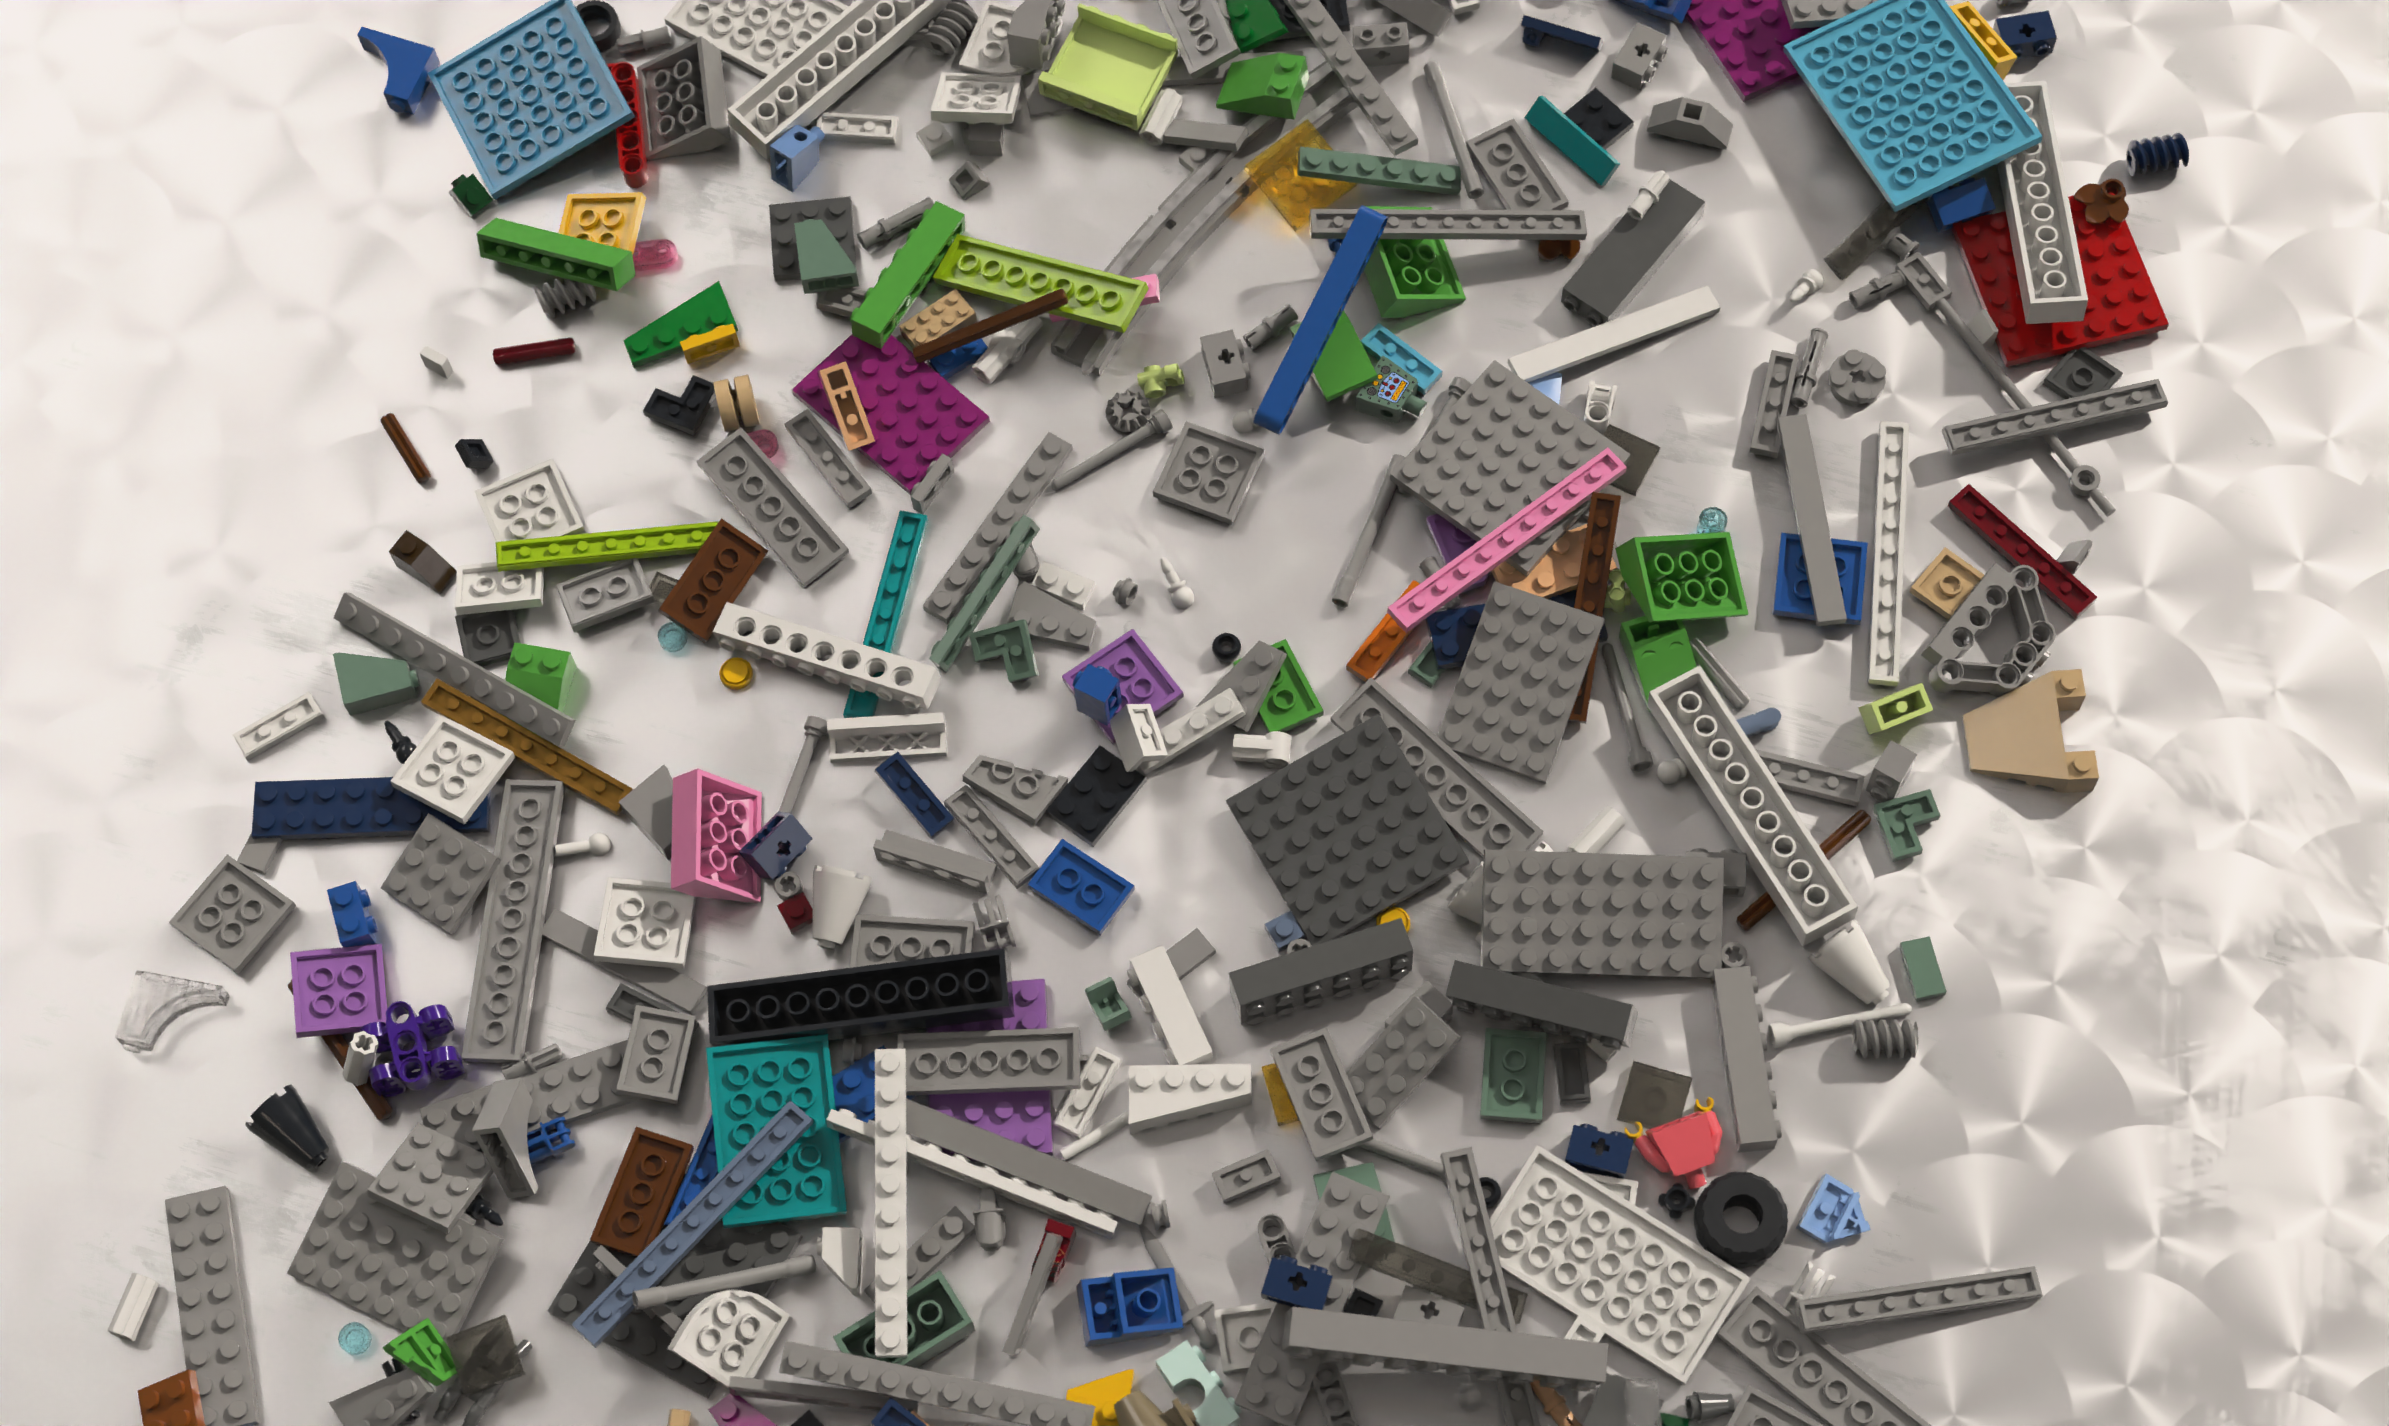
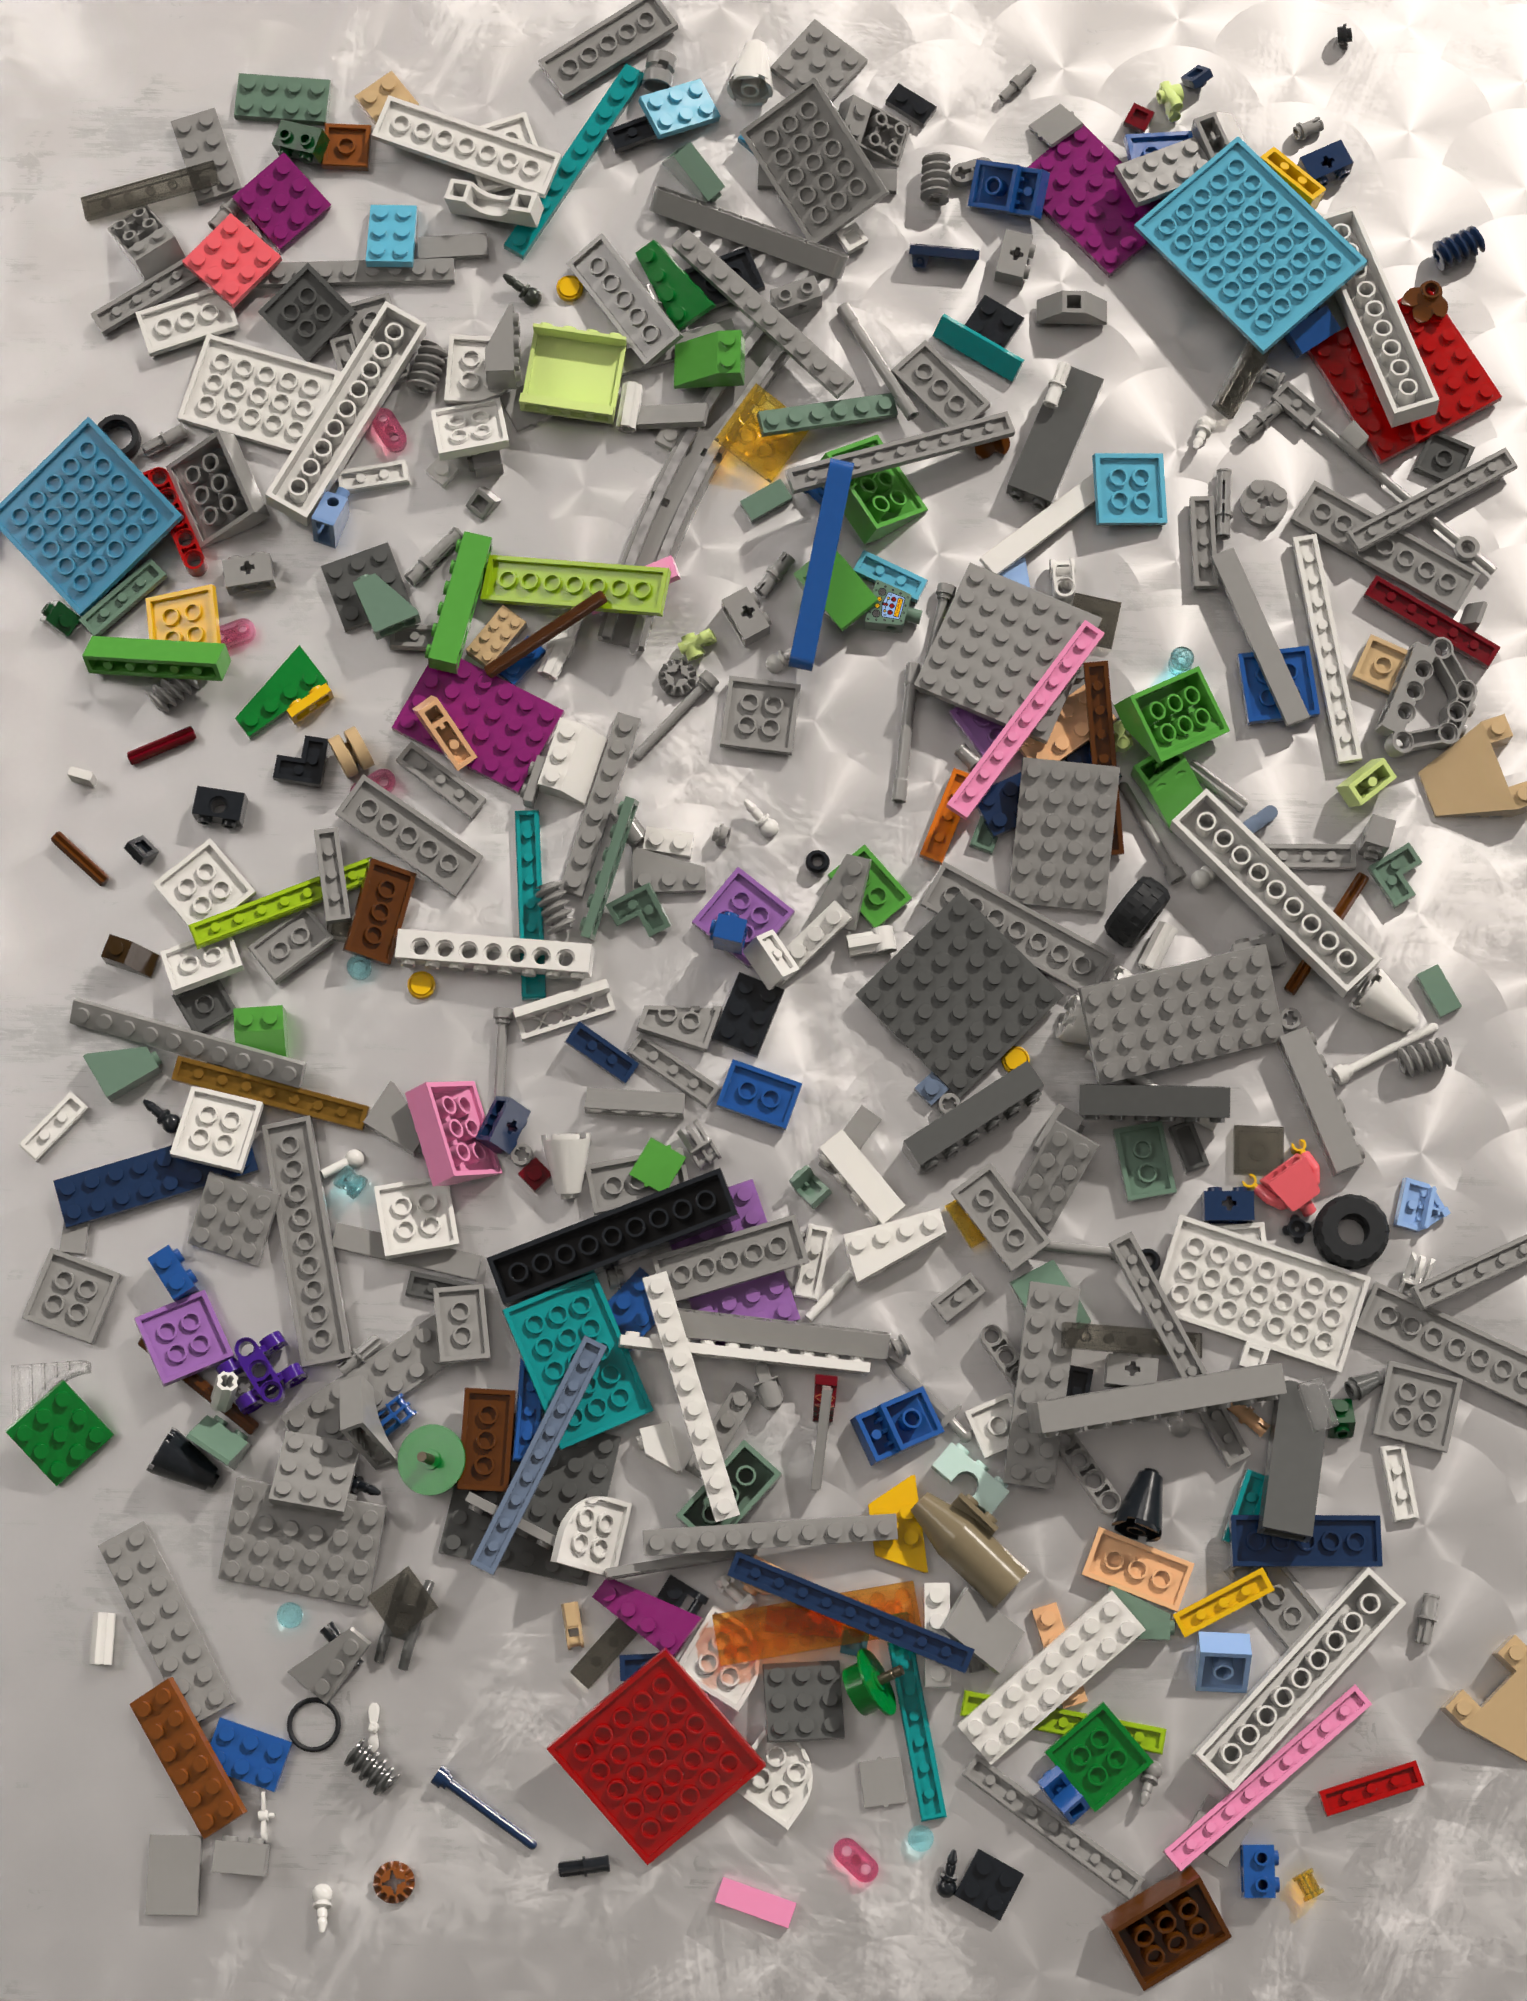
camera: 20 degrees left, 10 degrees up
(164, 1059) = (59, 1432): none -> green plate
(339, 1116) = (220, 1441): none -> sand green slope
(423, 1352) = (354, 1614): bright green wing -> none
(544, 189) = (123, 598): none -> sand green plate
(564, 417) = (208, 798): none -> black brick
(571, 1199) = (431, 1459): none -> green piece
(584, 866) = (350, 1181): none -> clear light blue wheel
(660, 1295) = (533, 1520): light grey piece -> none
(672, 528) = (332, 875): none -> light grey plate
(688, 194) = (261, 575): none -> light grey brick
(888, 82) = (388, 429): none -> clear pink plate
(909, 621) = (554, 907): none -> light grey piece
(938, 933) = (657, 1165): none -> bright green piece
(979, 471) = (571, 761): none -> white slope
(1280, 1290) = (1016, 1386): dark blue brick -> none
(1284, 248) = (766, 500): none -> sand green tile
(1581, 786) = (1137, 911): none -> black tyre
(1703, 326) = (1129, 489): none -> medium azure plate
(2000, 471) = (1398, 557): none -> light grey plate

